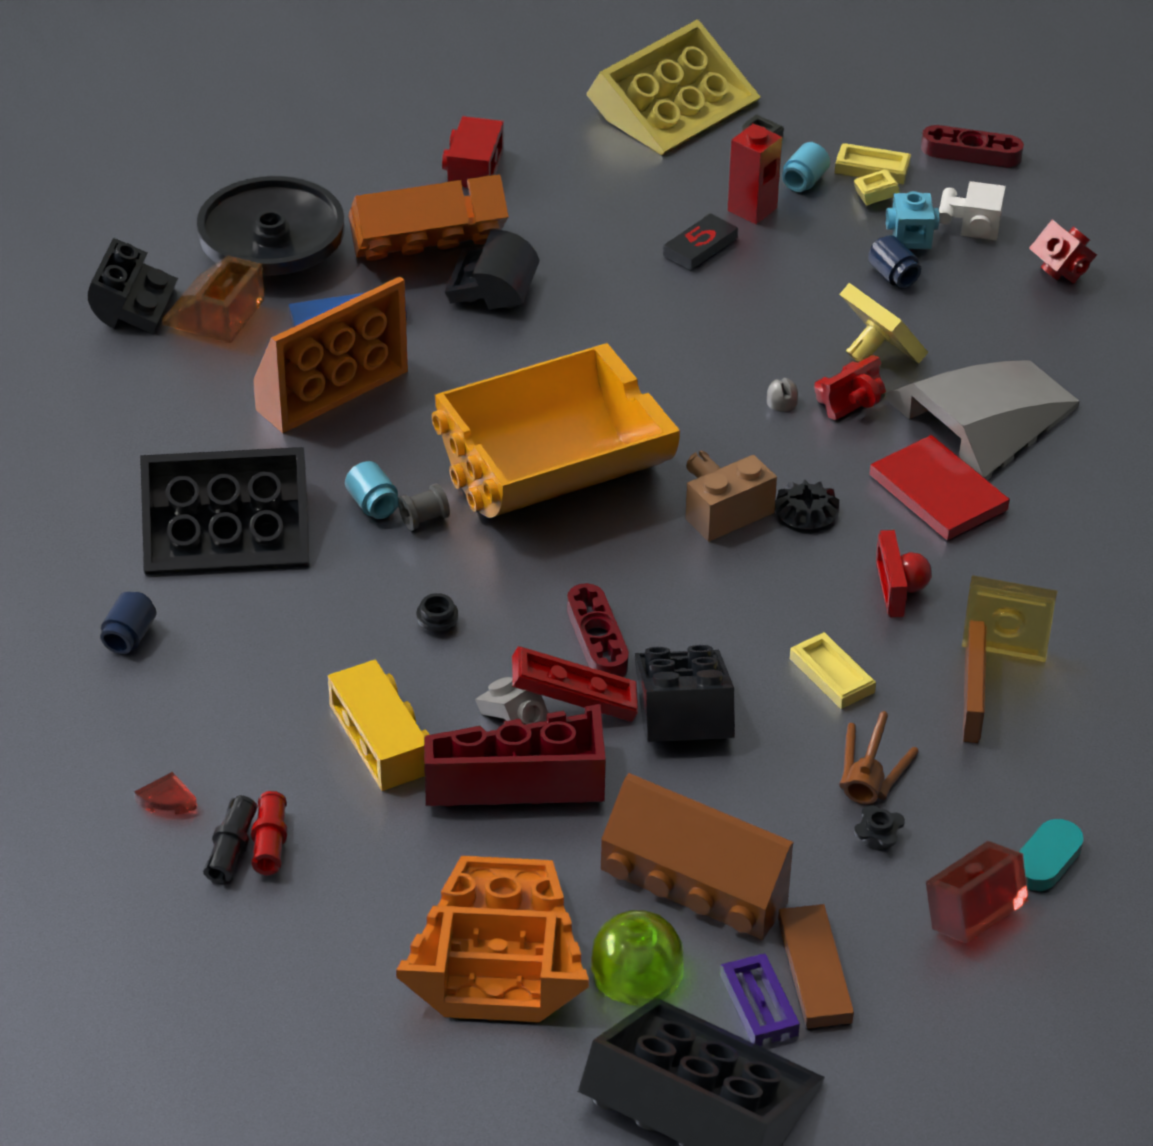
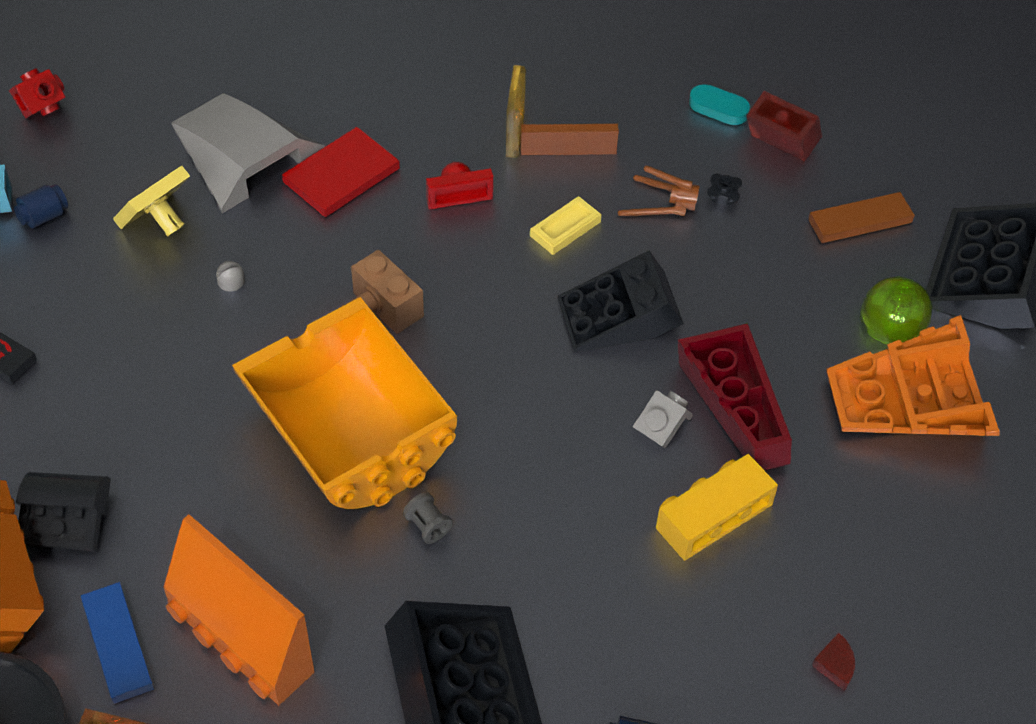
camera: 100 degrees left, 10 degrees up
(230, 839) = (875, 596): black pin -> none
(269, 833) = (859, 568): red pin -> none
(372, 490) = (412, 562): medium azure brick -> none
(437, 612) = (563, 481): black plate -> none
(574, 683) = (643, 370): red tile -> none
(599, 618) = (549, 386): dark red beam -> none
(697, 856) = (809, 277): dark orange slope -> none
(770, 1028) = (906, 249): dark purple tile -> none
(793, 511) = (387, 243): black gear -> none
(853, 387) = (214, 217): red hips -> none

